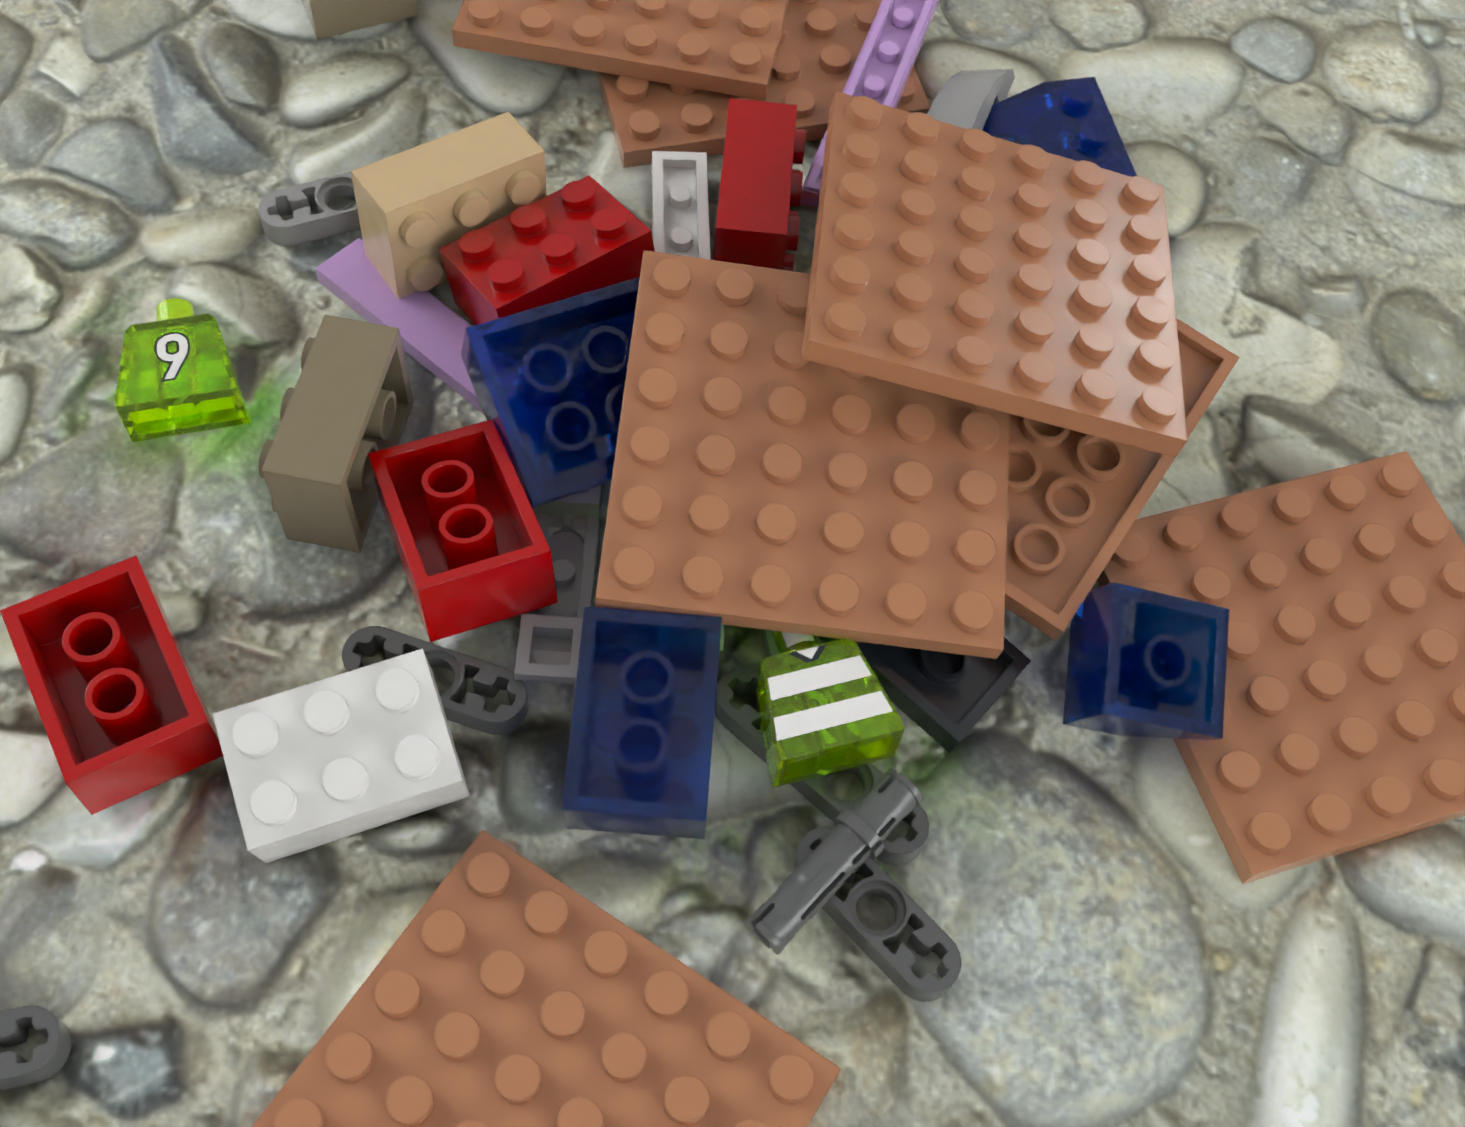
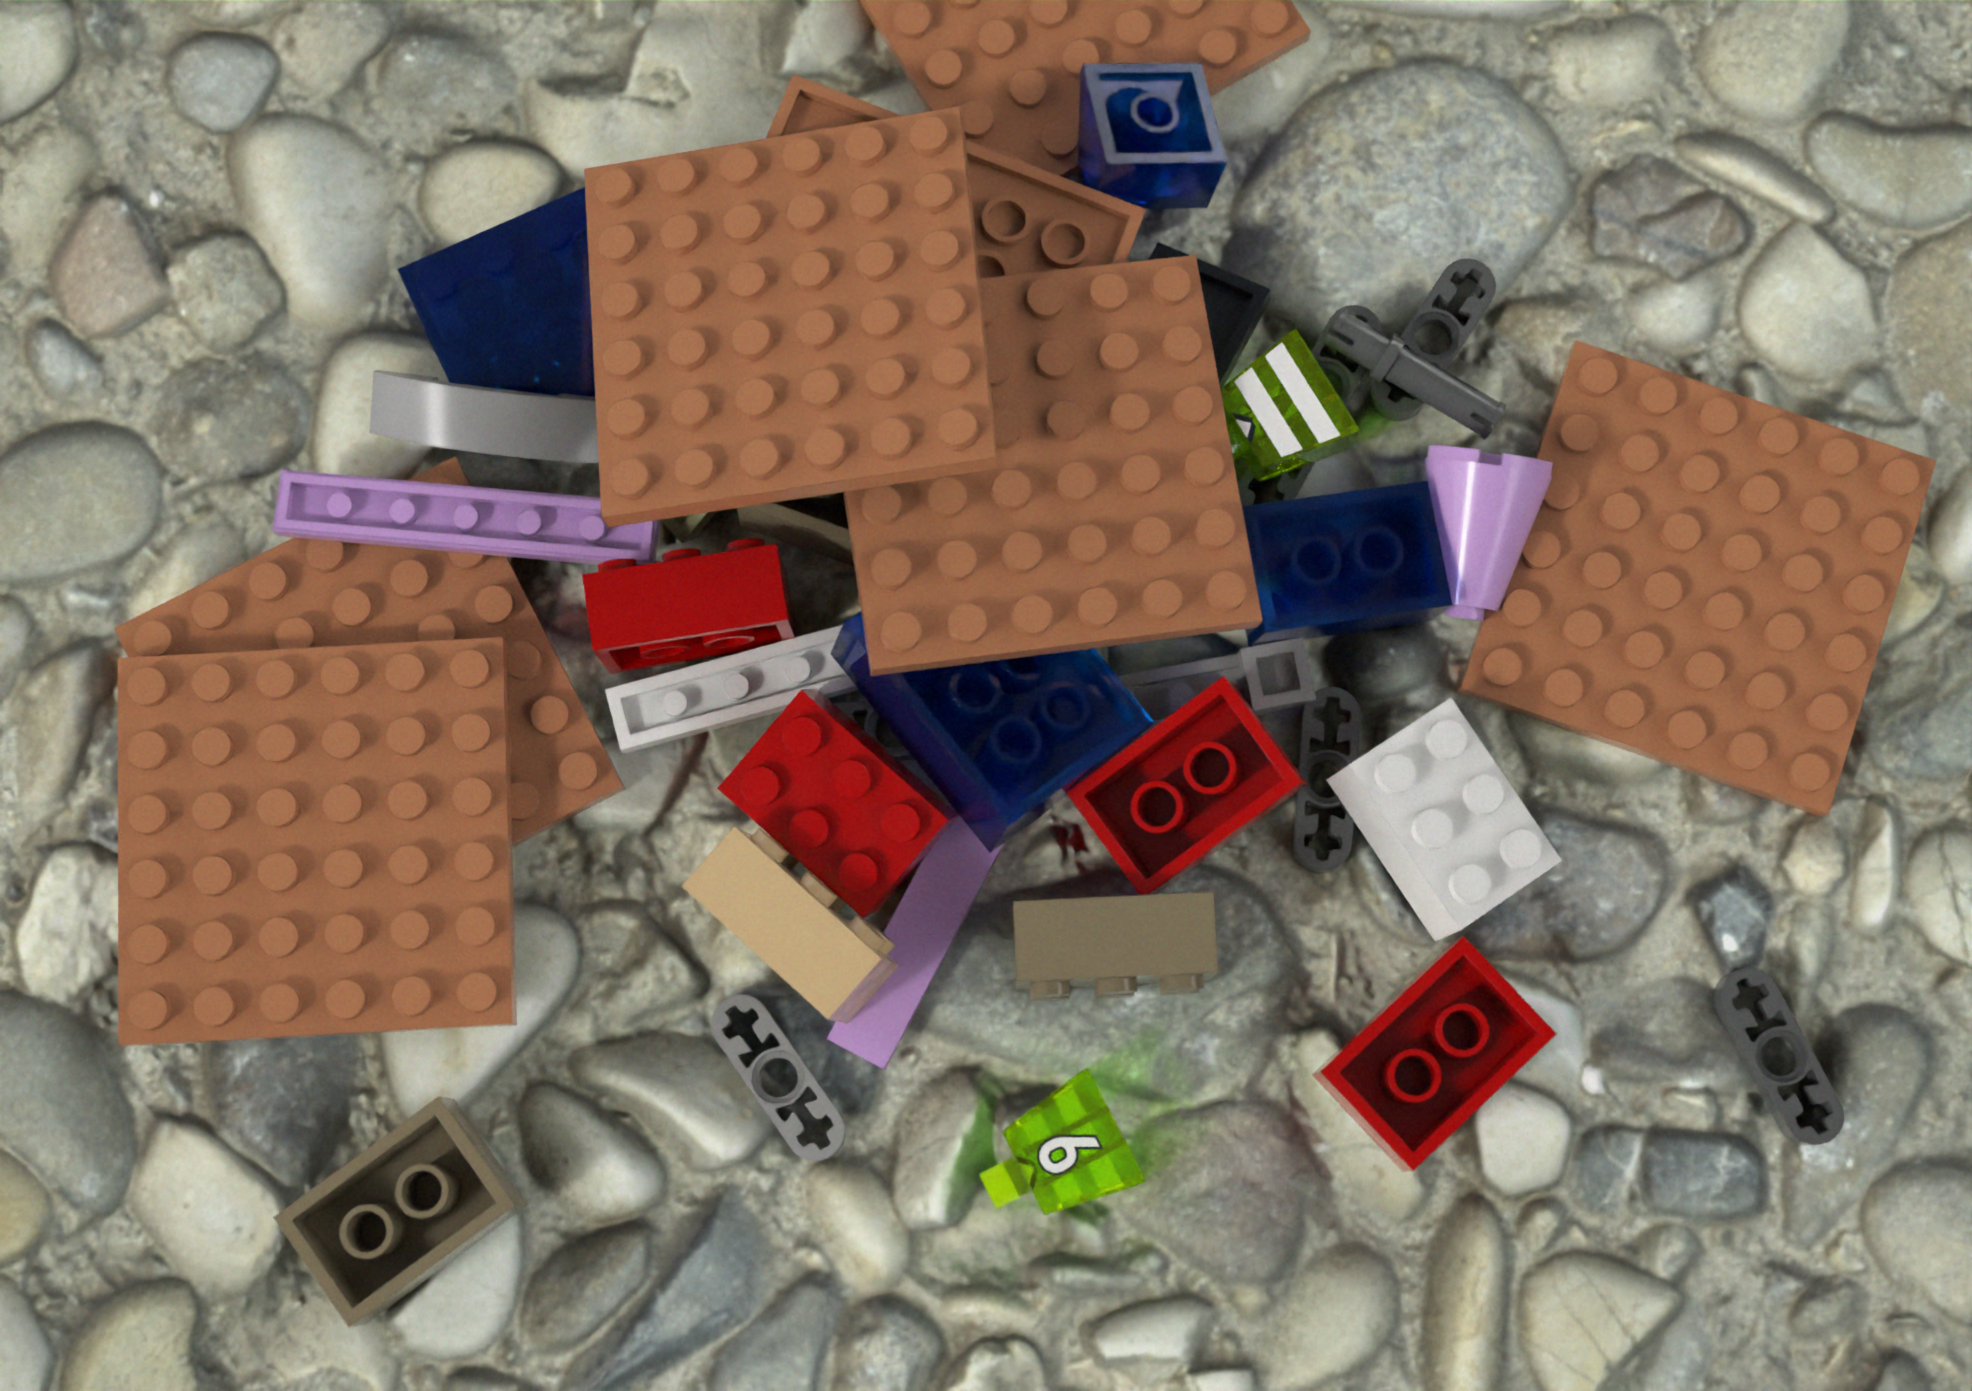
camera: 95 degrees left, 20 degrees up
(655, 887) = (1483, 520): none -> lavender cone

